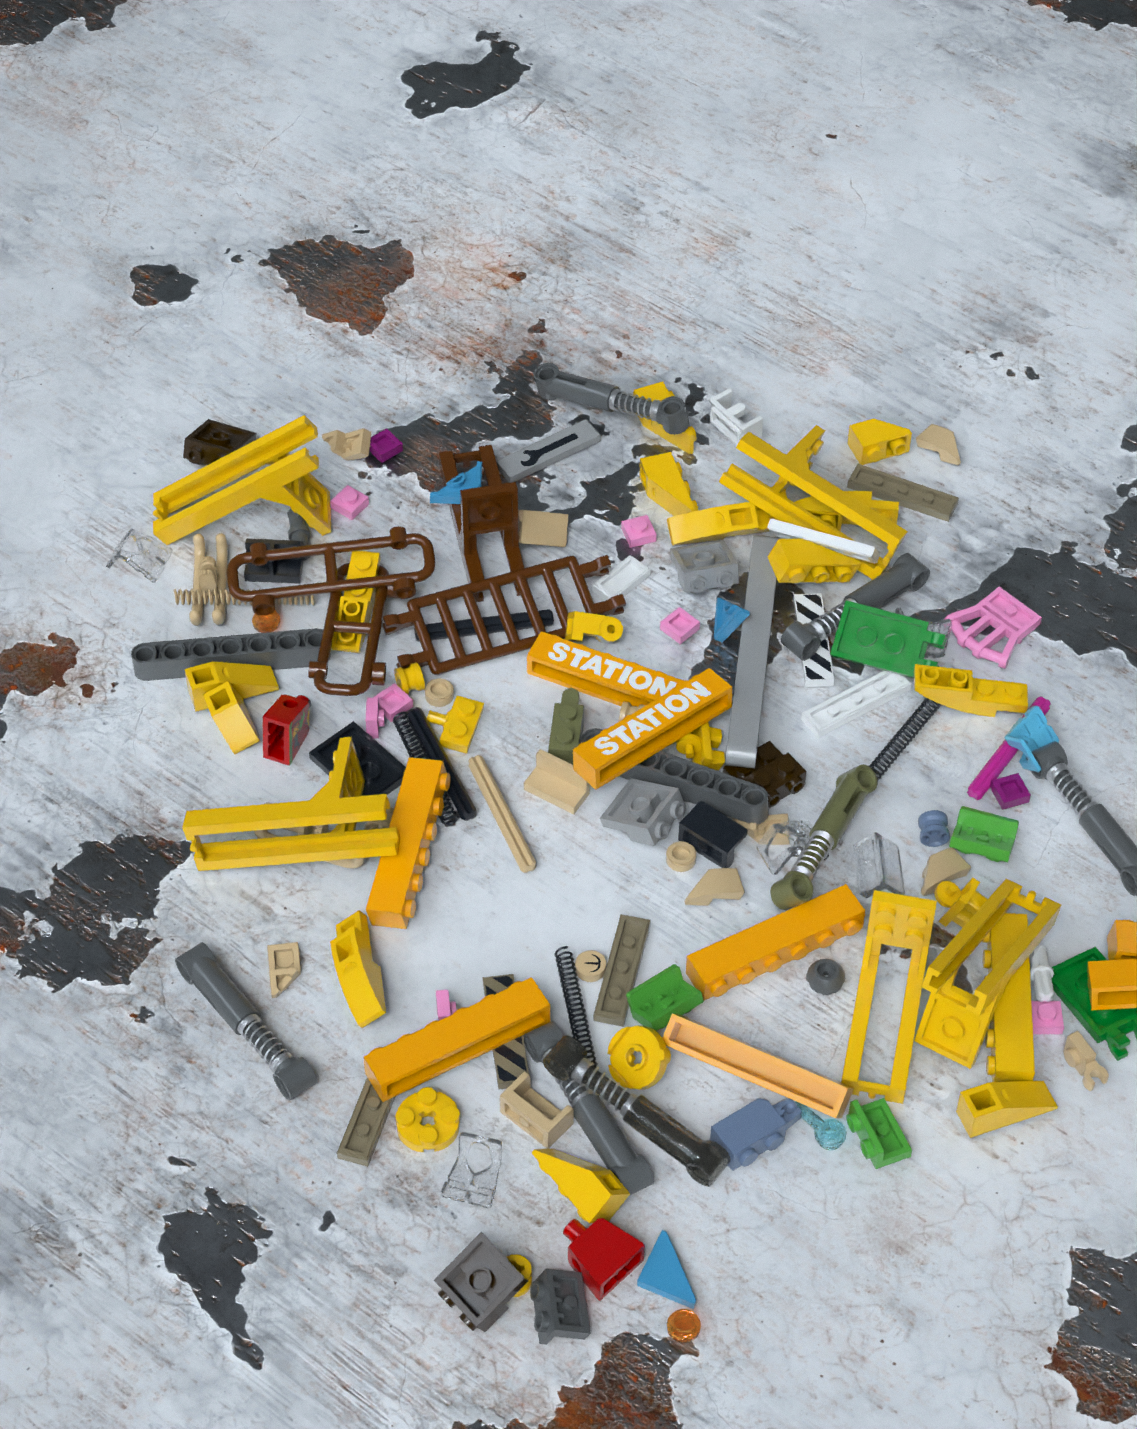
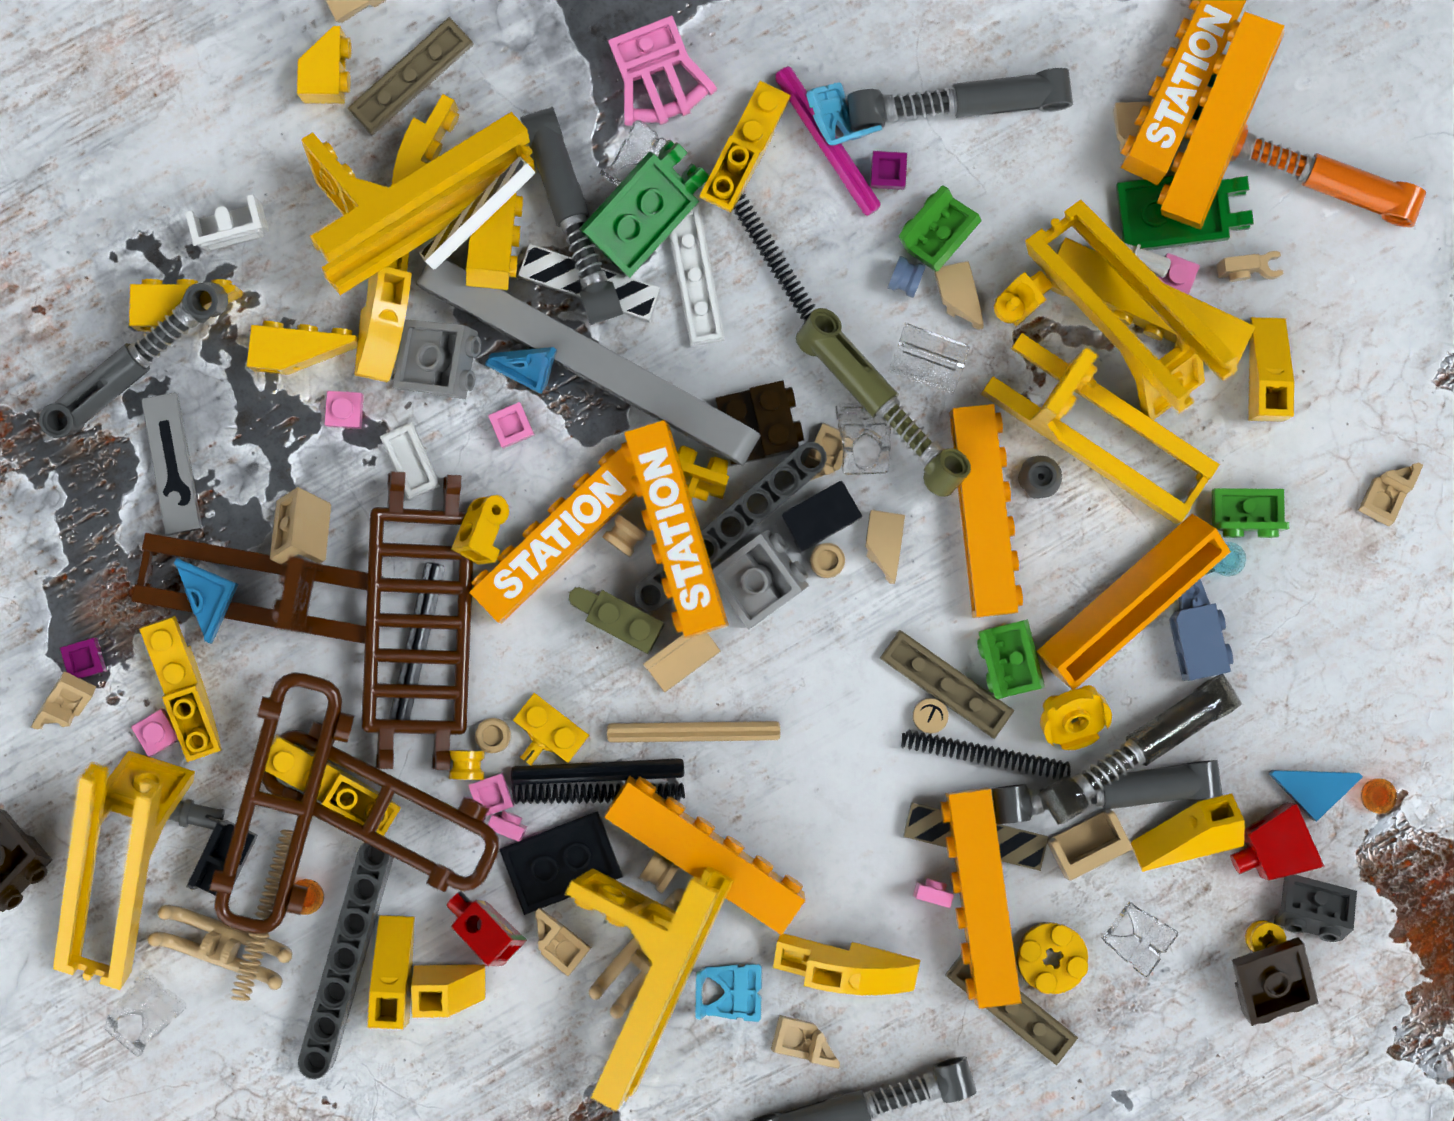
camera: 70 degrees left, 35 degrees up
(296, 780) = (559, 943): none -> tan slope
(312, 909) = (740, 995): none -> medium azure piece
(387, 505) = (182, 688): none -> yellow slope
(954, 1242) = (1388, 493): none -> tan slope

